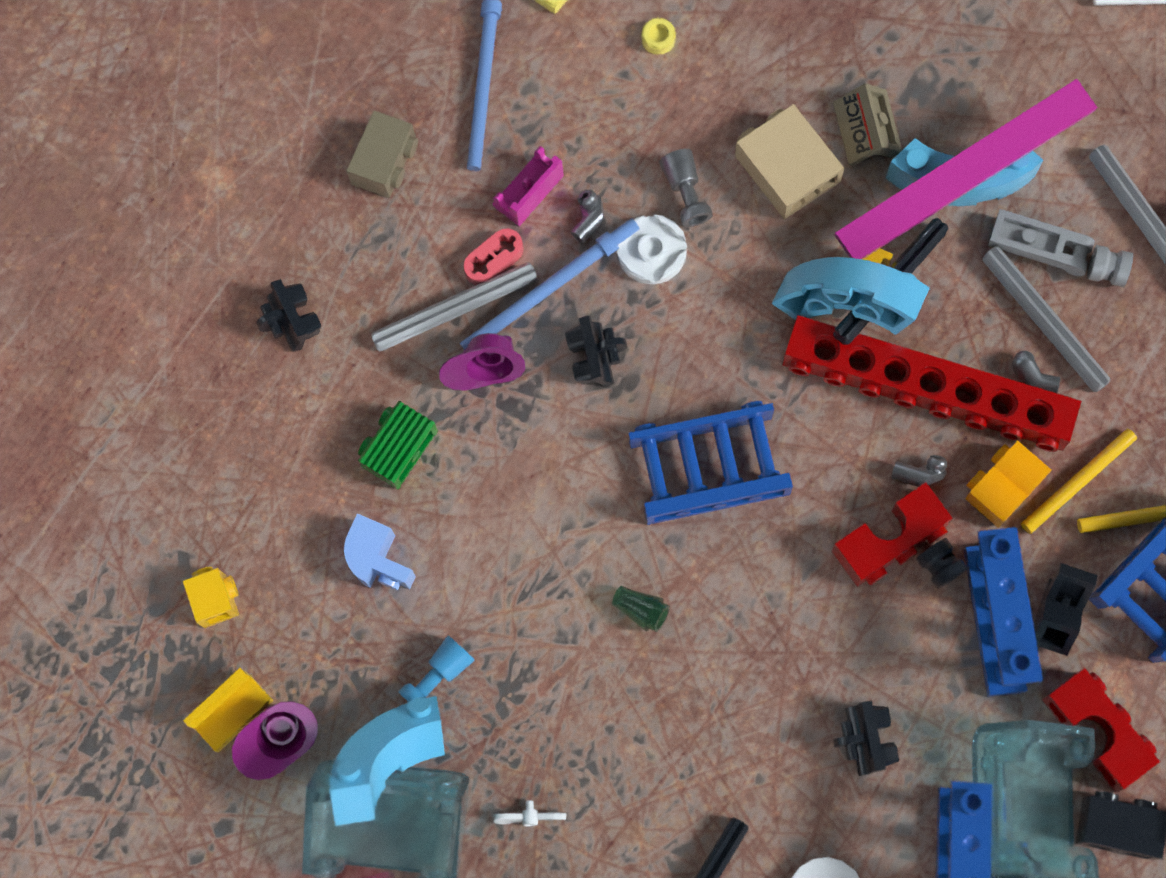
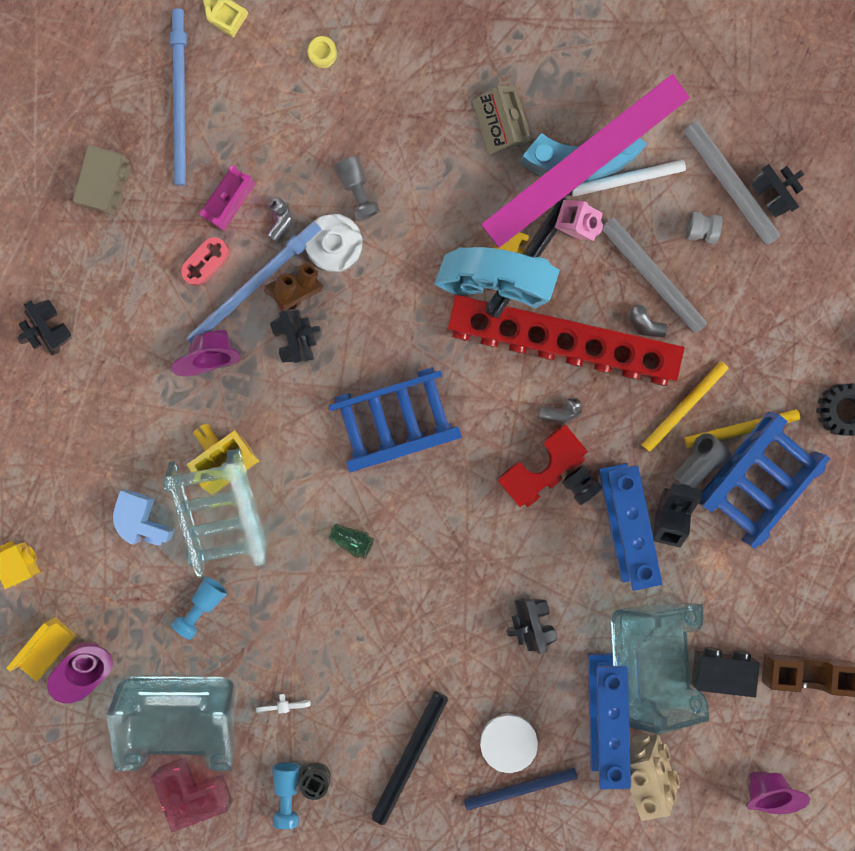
camera: 10 degrees left, 15 degrees up
(378, 749) = (157, 680): medium azure brick -> none
(396, 444) = (145, 428): green brick -> none
(454, 306) = (178, 307): light grey axle -> none
(487, 489) = (216, 455): none -> yellow brick
(505, 528) = (238, 496): none -> clear light blue fence
(600, 292) = (294, 287): none -> reddish brown hips
(788, 160) = (438, 157): tan brick -> none
(963, 247) = (586, 222): none -> bright pink brick
(1007, 482) = (629, 415): light orange brick -> none
(1017, 203) = (629, 177): none -> white bar
(1041, 242) = (647, 210): light grey plate -> none
(1106, 541) = (707, 455): none -> dark grey piece
(1126, 752) = (726, 620): red arch -> none

